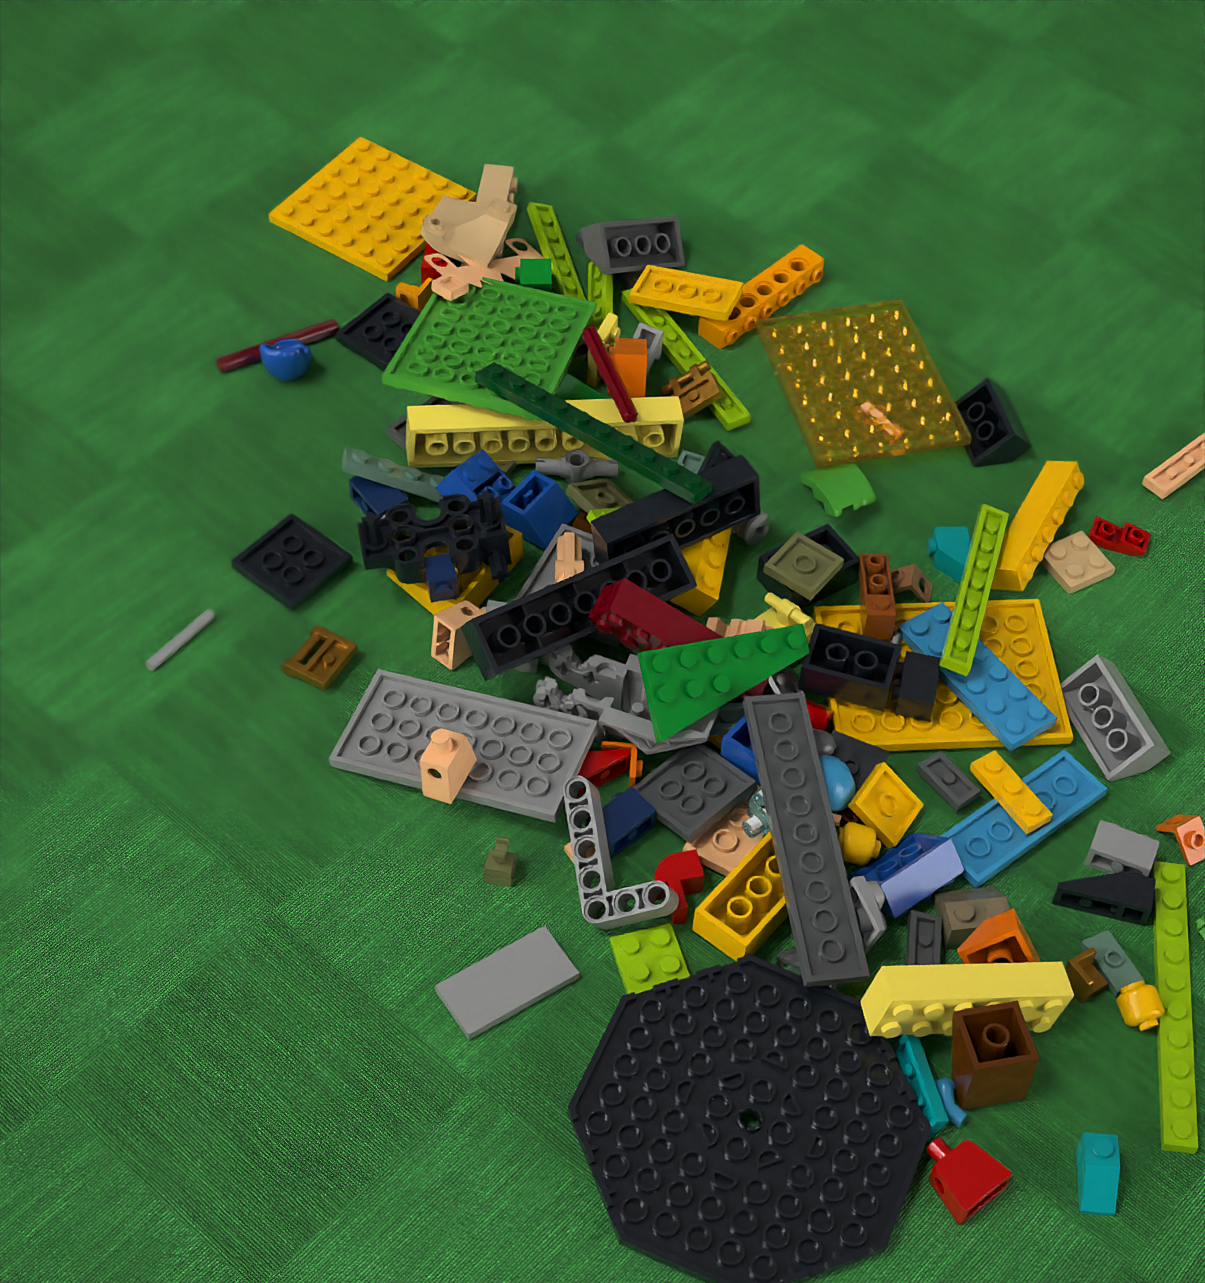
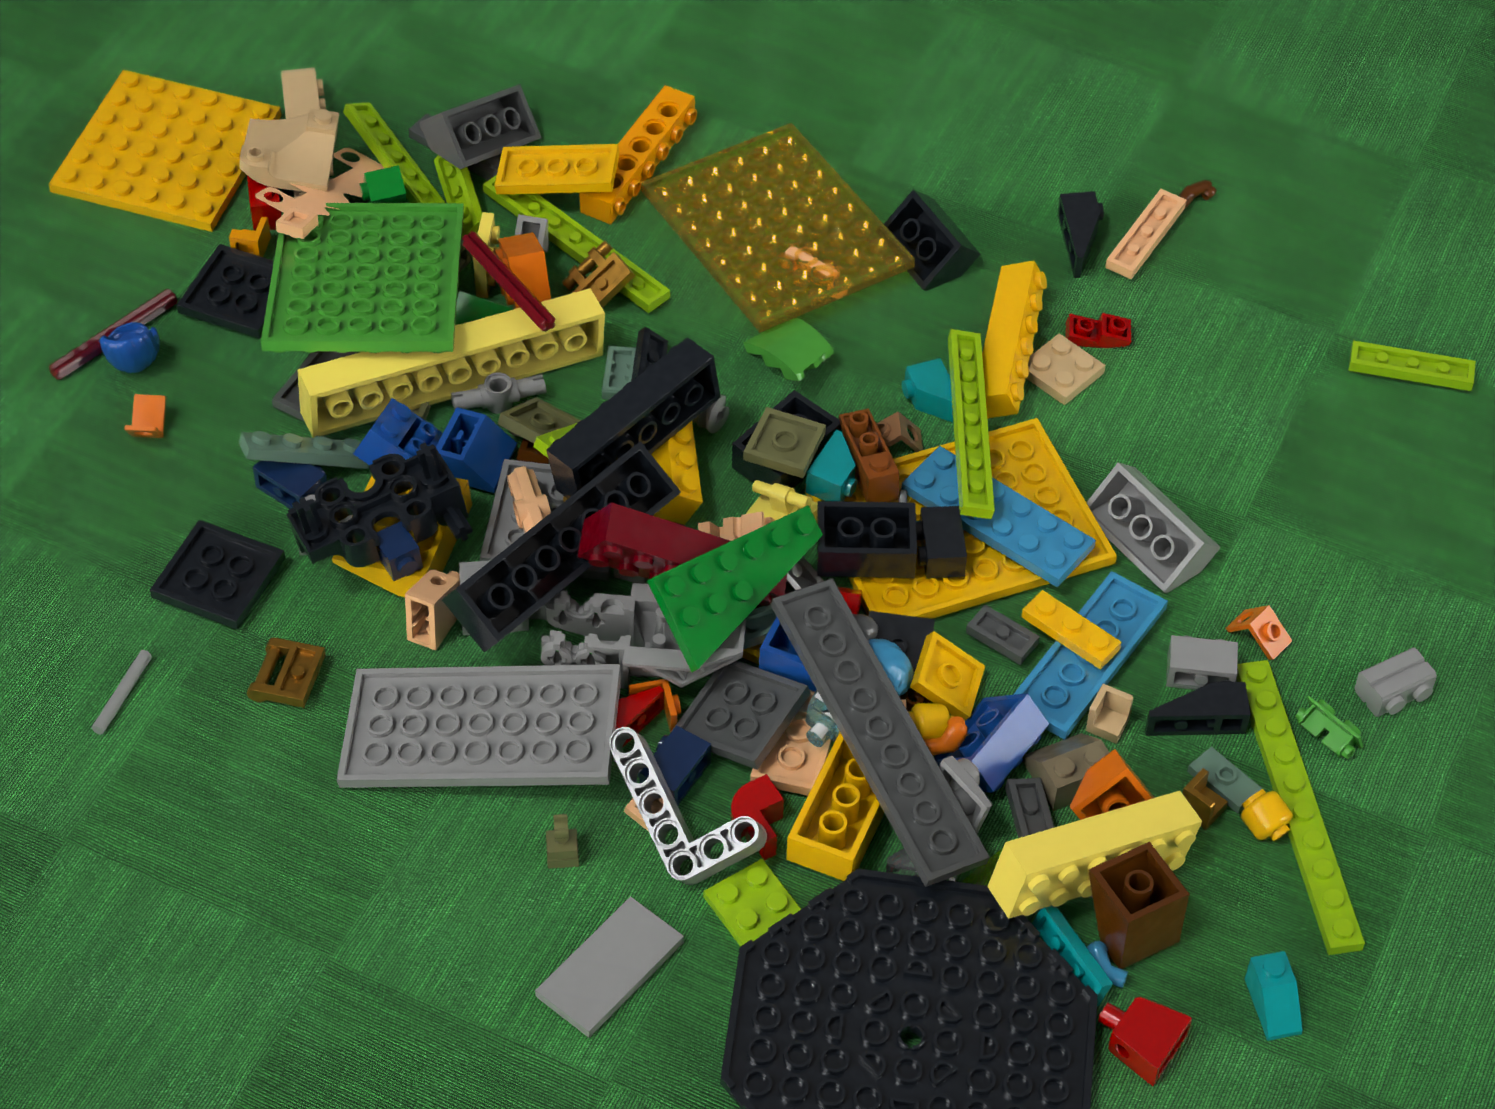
camera: 15 degrees left, 0 degrees up
(280, 418) = (147, 416): none -> orange bracket
(446, 765) = (474, 740): light nougat torso -> none
(594, 433) = (517, 350): dark green plate -> none
(839, 601) = (833, 471): none -> teal slope
(870, 862) = (951, 738): none -> orange arm
(1023, 875) = (1109, 713): none -> tan panel
(1130, 441) = (1079, 222): none -> black slope

